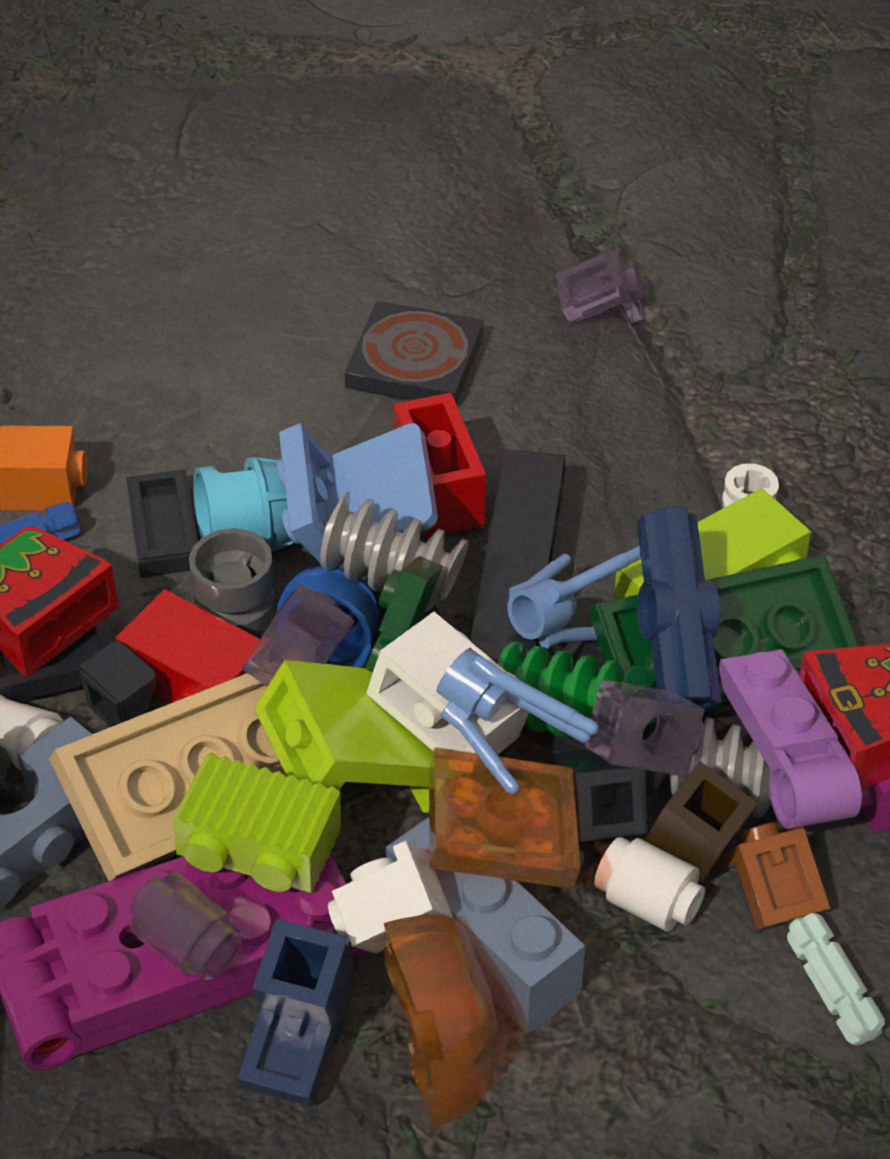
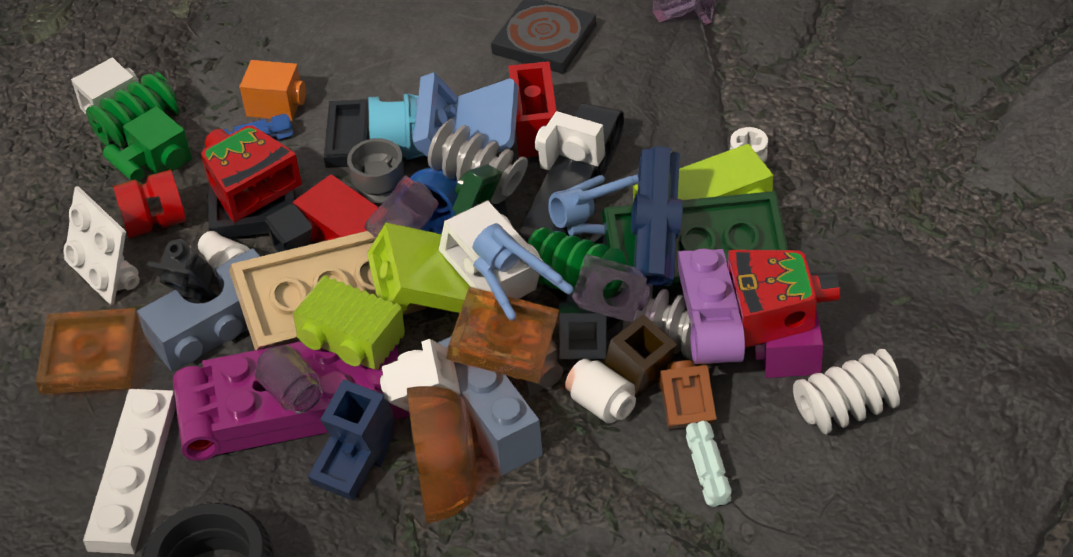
camera: 15 degrees right, 0 degrees up
(515, 504) = (570, 138): none -> white bracket

